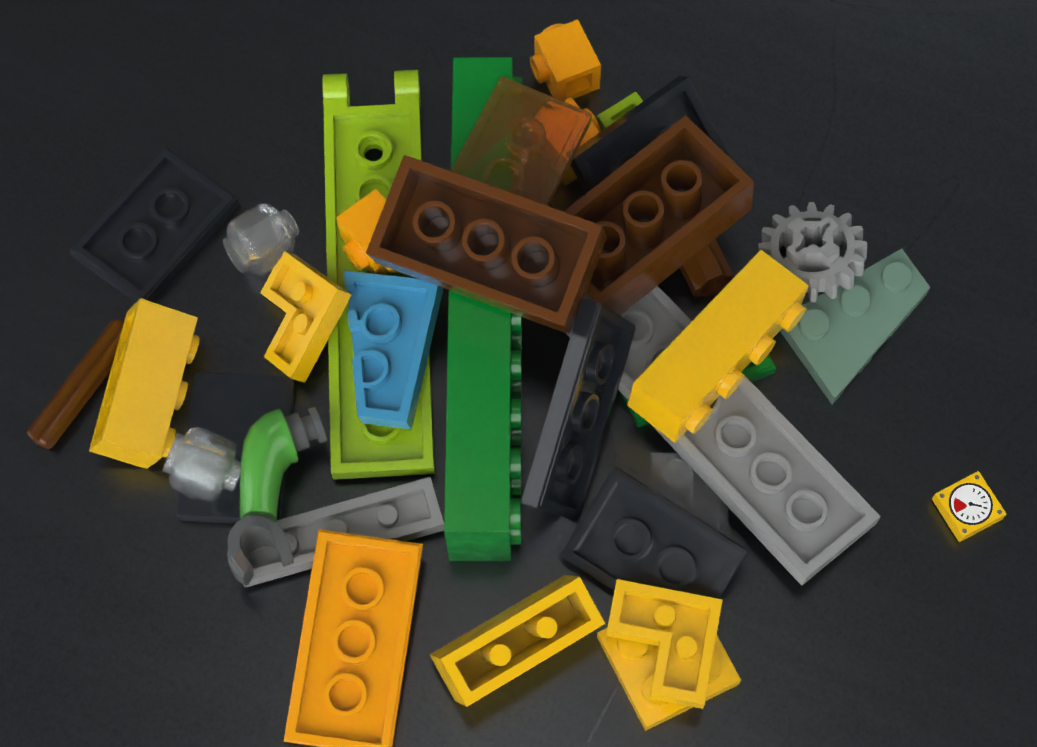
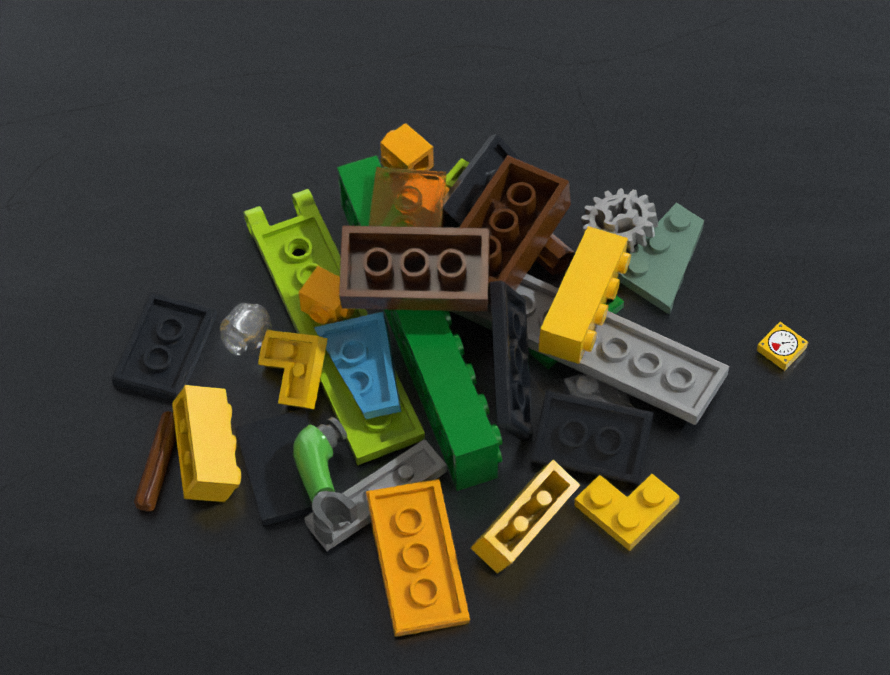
camera: 20 degrees left, 10 degrees down
(202, 464) = (269, 478): clear head -> none
(683, 629) = (628, 471): yellow plate -> none

